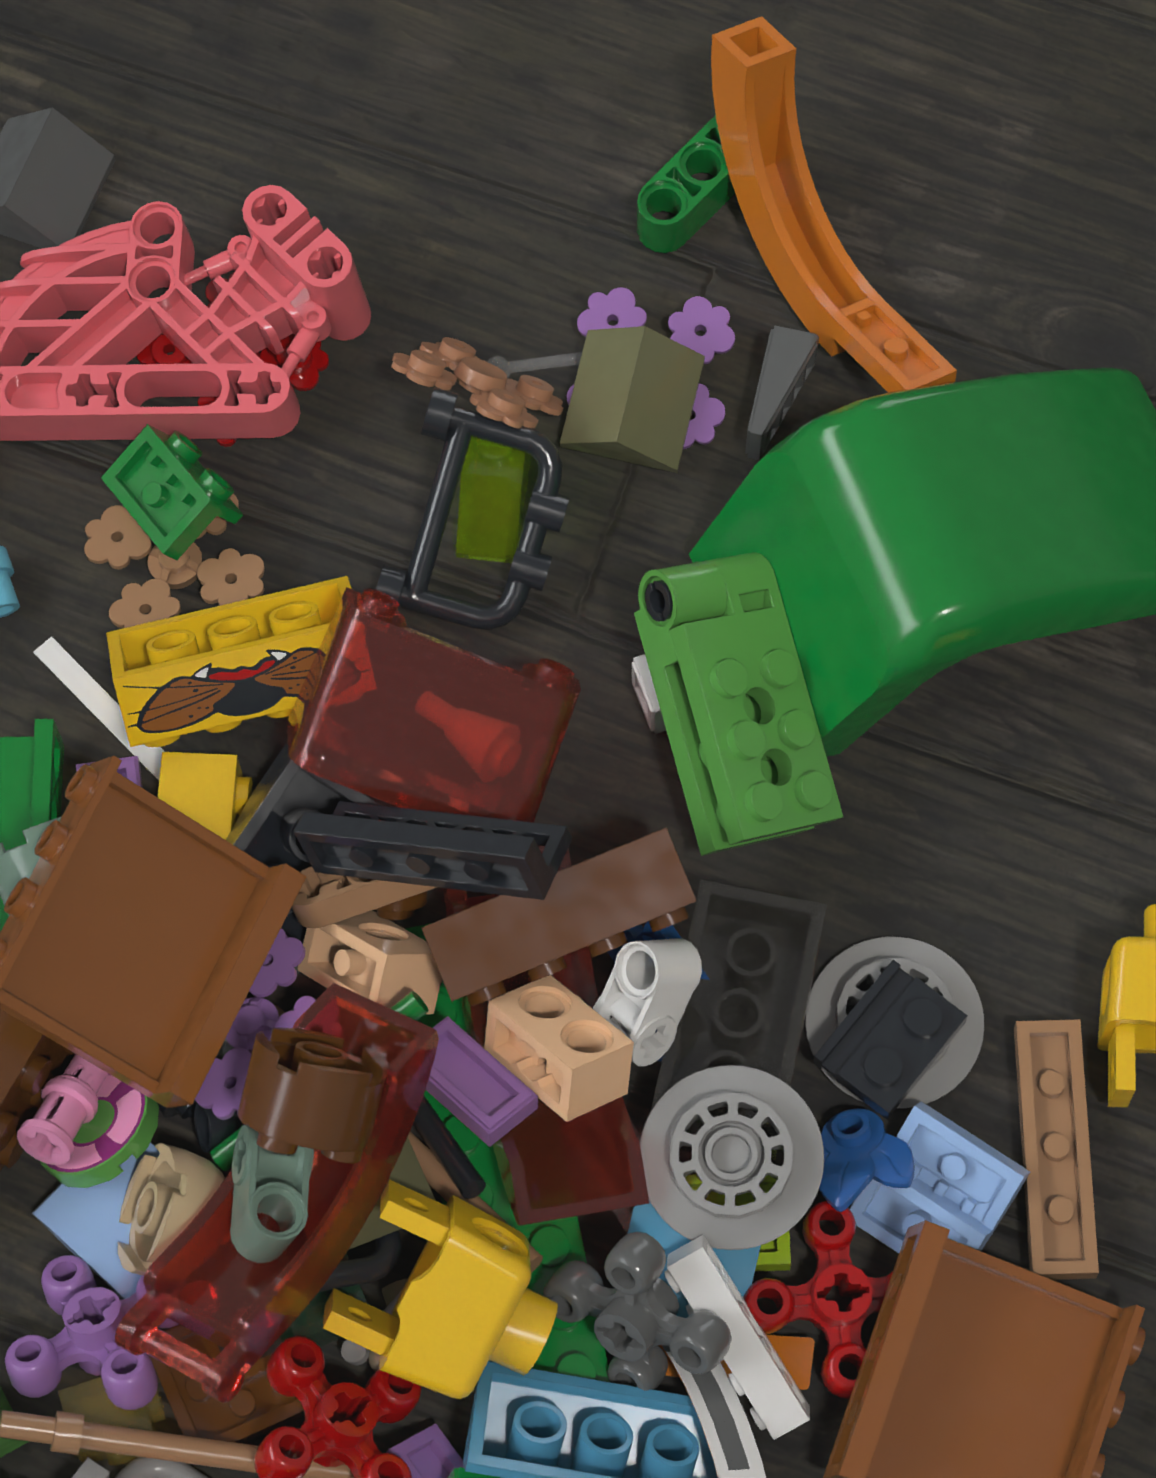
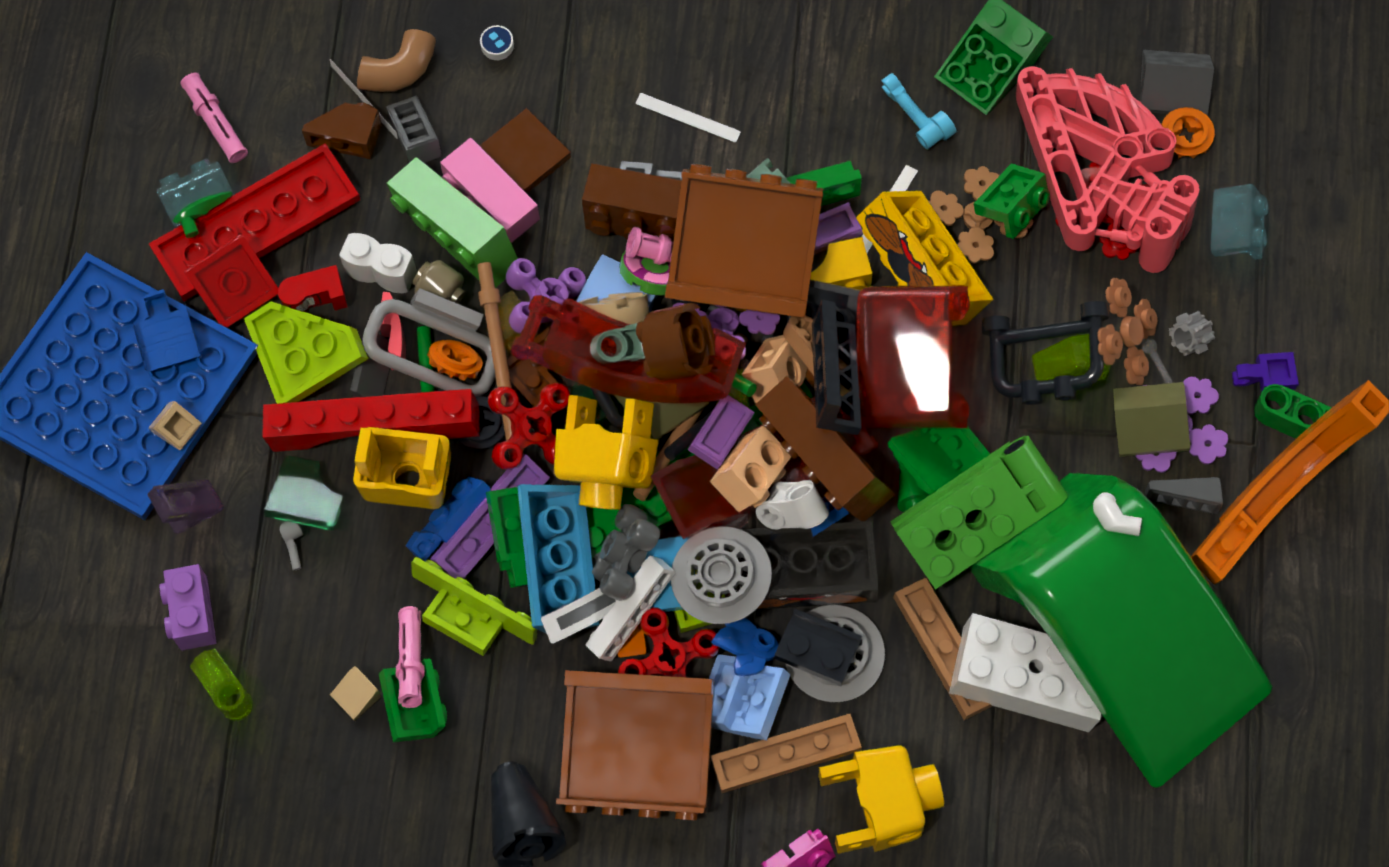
camera: 75 degrees right, 0 degrees up
(123, 176) = (1195, 122): none -> orange gear
(325, 168) = (1238, 221): none -> clear light blue bracket
(504, 293) = (1191, 333): none -> light grey gear
(604, 199) = (1268, 370): none -> dark purple plate
(609, 745) = (937, 455): none -> green bracket
(634, 810) = (909, 493): none -> green cone
(860, 467) = (1112, 517): none -> white arm
(937, 839) = (936, 636): none -> medium nougat plate
(1021, 728) = (996, 669): none -> white brick

